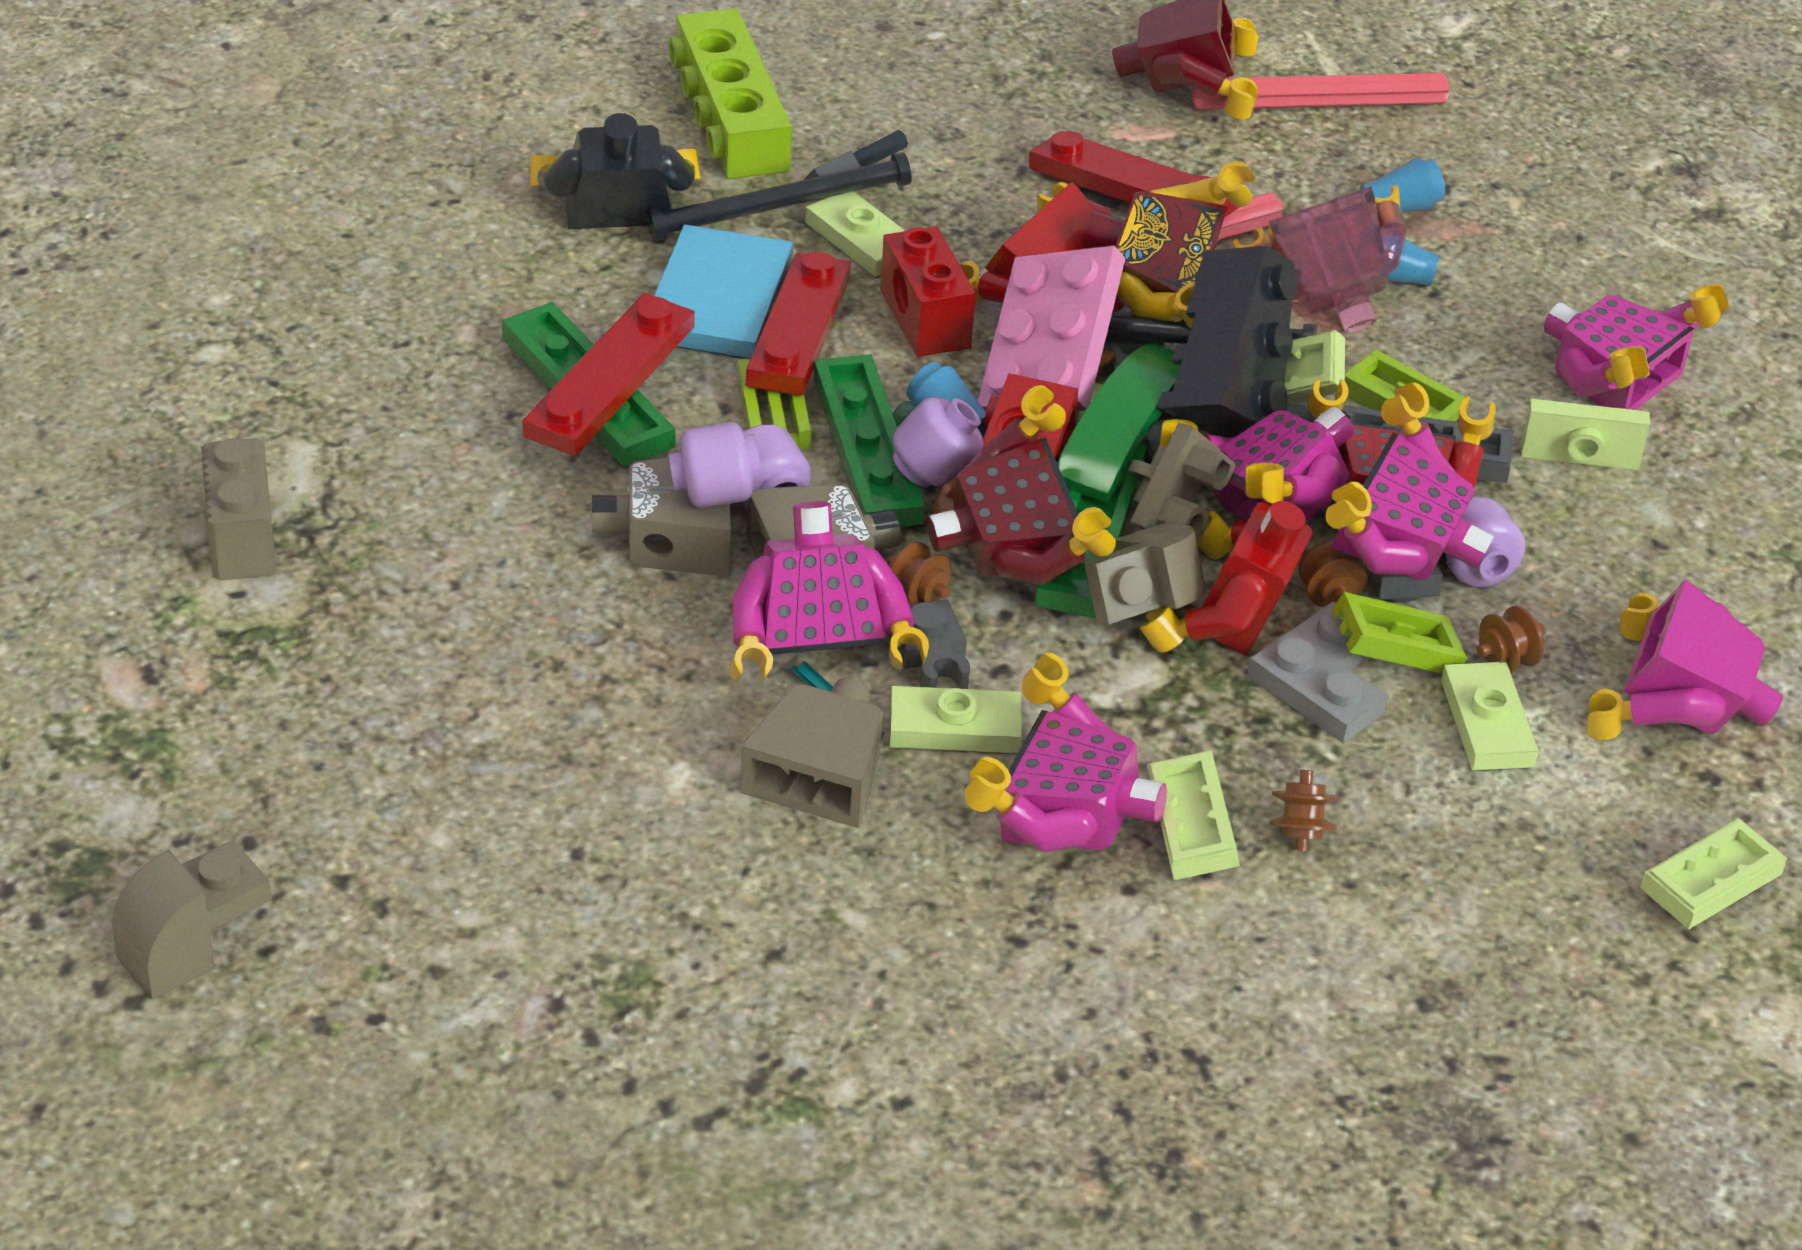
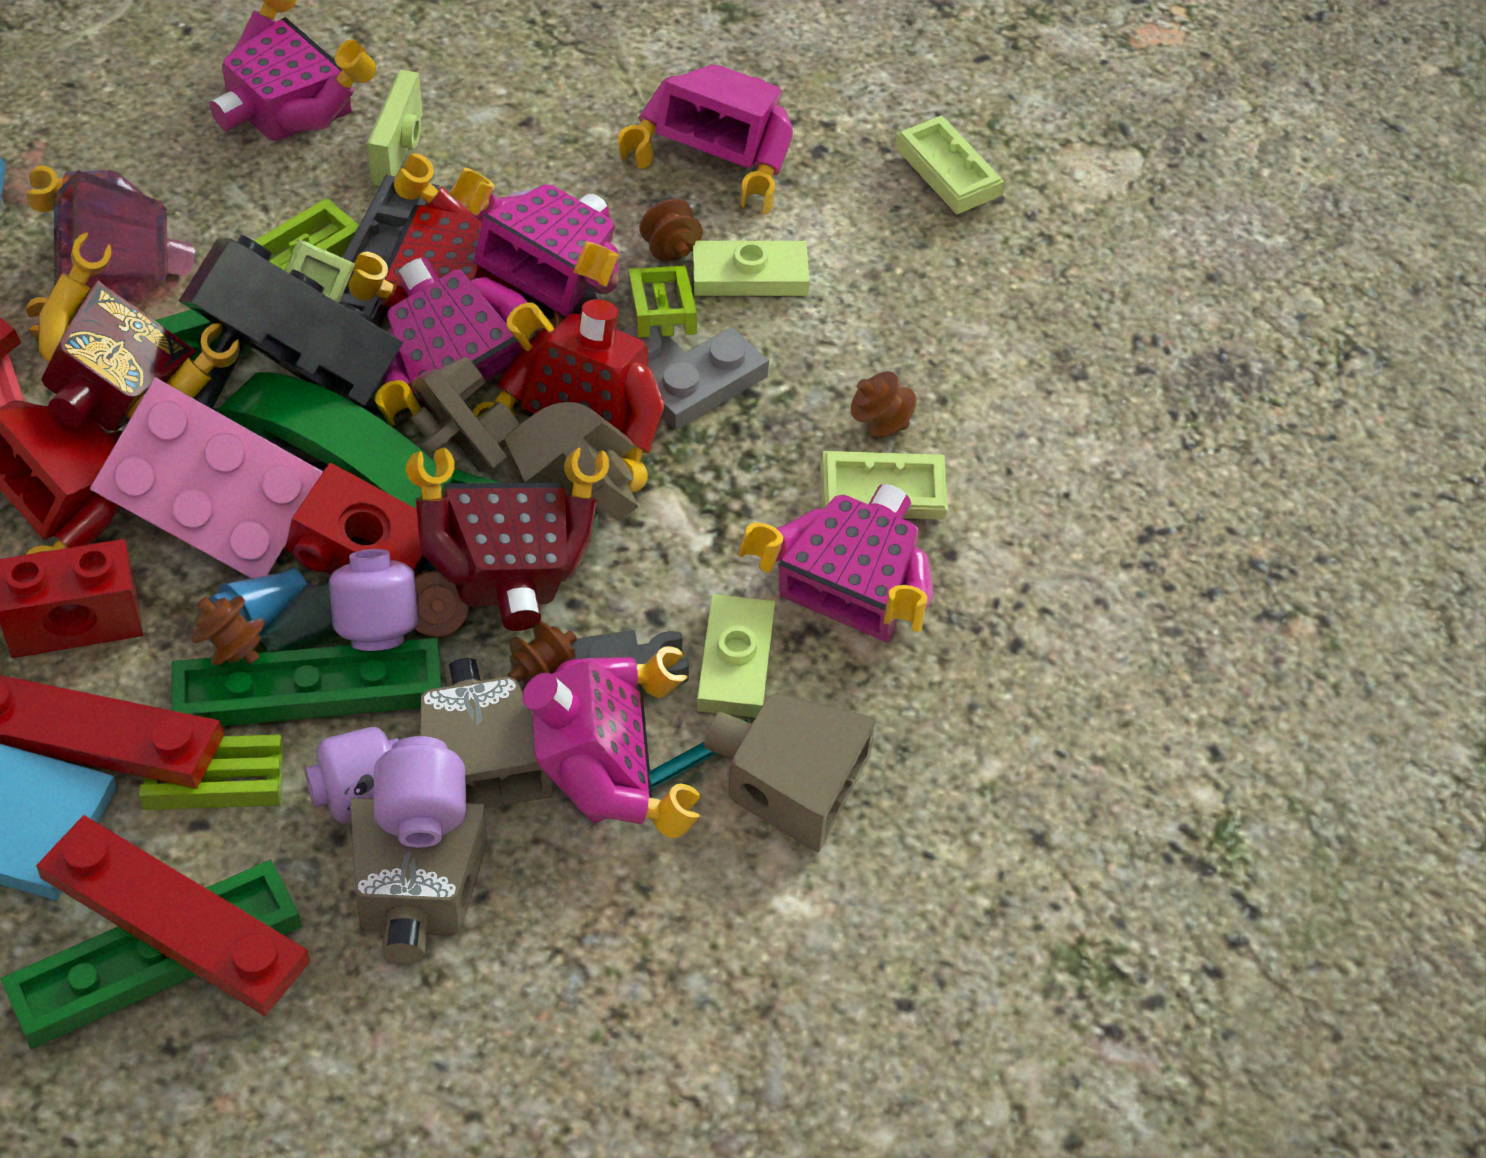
camera: 85 degrees left, 10 degrees up
(891, 363) = (227, 630): none -> dark orange wheel

